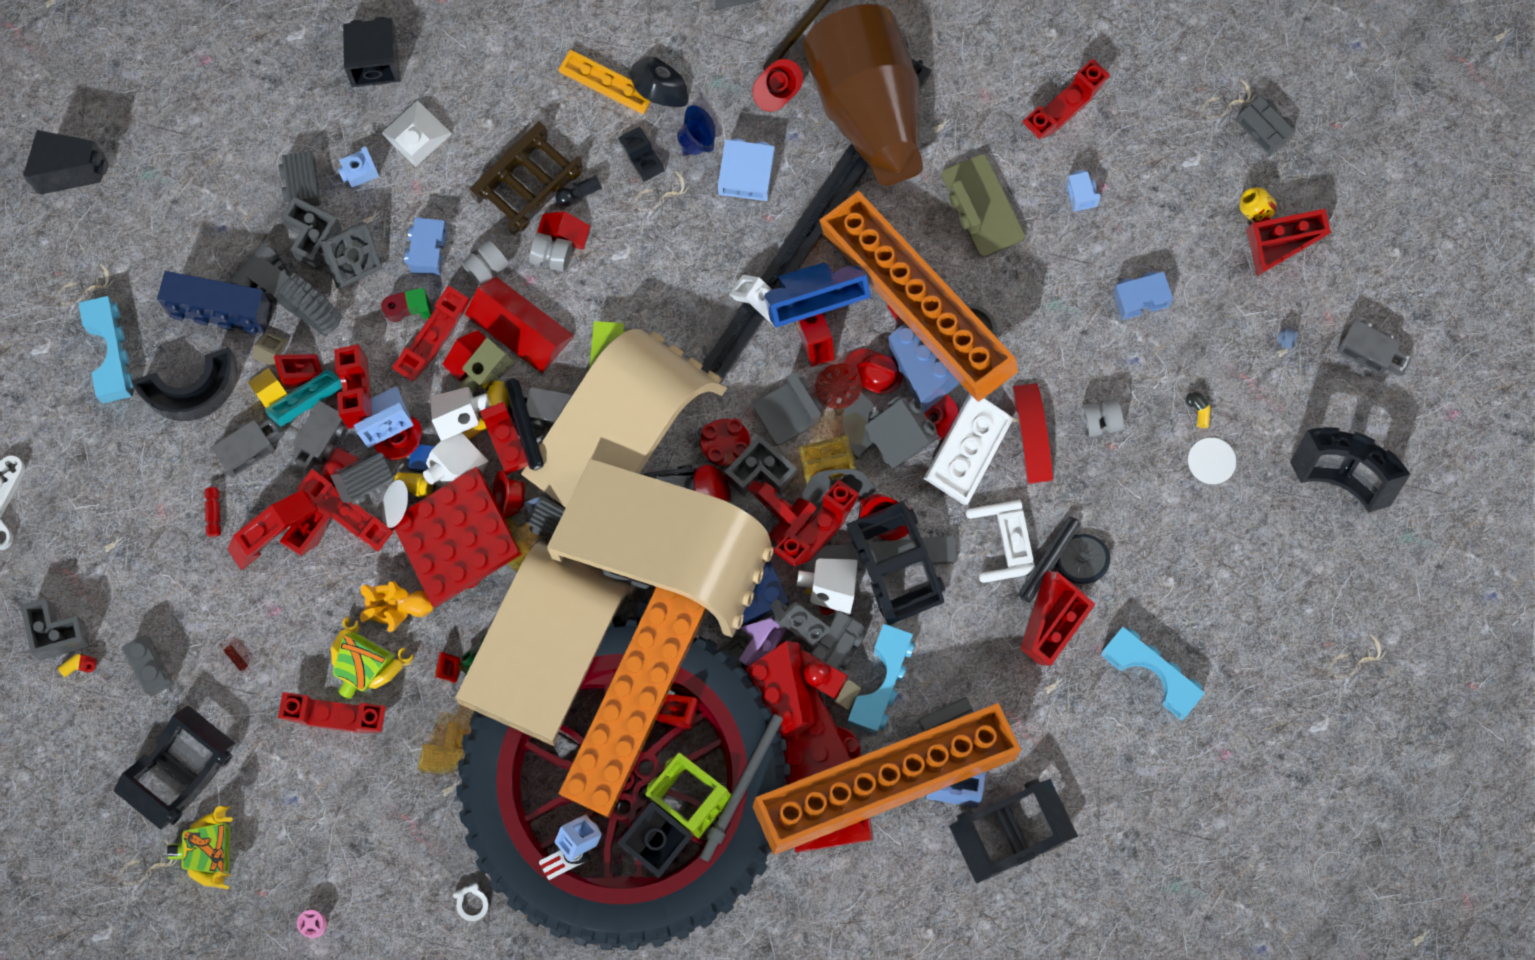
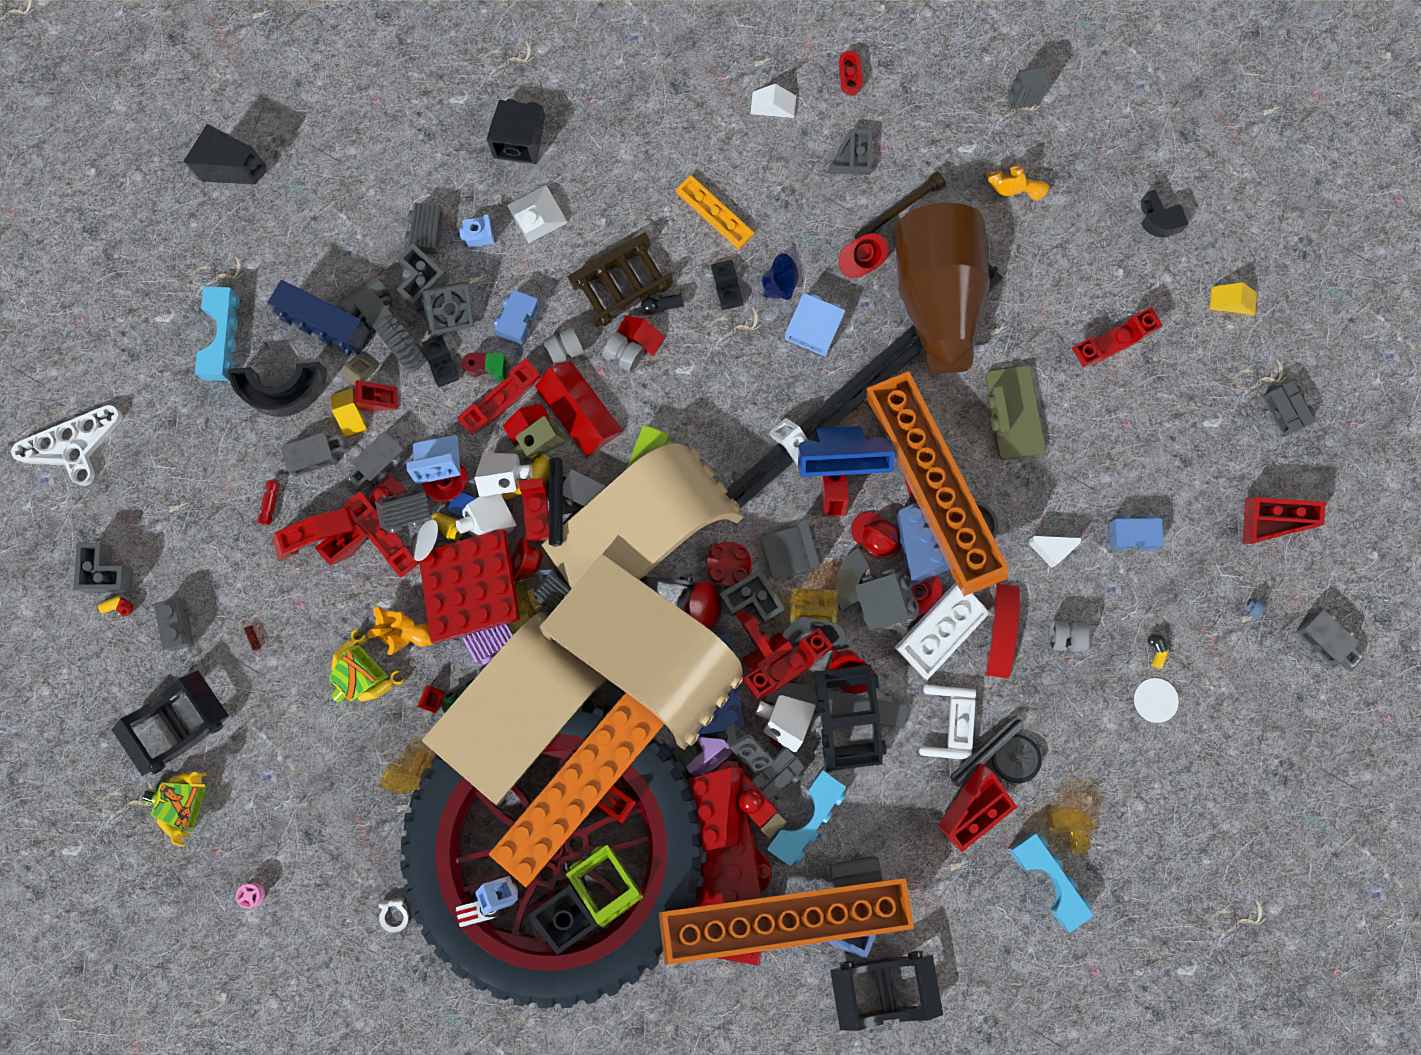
camera: 15 degrees right, 5 degrees up
(304, 397) = (373, 424): teal plate -> none
(331, 715) = (318, 712): red slope -> none
(353, 370) = (422, 413): red arch -> none
(356, 314) = (440, 361): none -> black slope
(490, 591) = (487, 643): none -> lavender brick
(661, 91) = (762, 234): black piece -> none
(717, 834) = (620, 928): dark grey bar -> none
(838, 386) = (842, 541): clear red wheel -> none
(1061, 333) = (1053, 548): none -> white slope
(1082, 191) = (1107, 423): light blue brick -> none
(1160, 605) = (1072, 821): none -> clear yellow brick
(1178, 28) = (1233, 298): none -> yellow slope
(1257, 204) = (1262, 480): yellow head -> none
(1352, 464) = (1286, 744): black window -> none

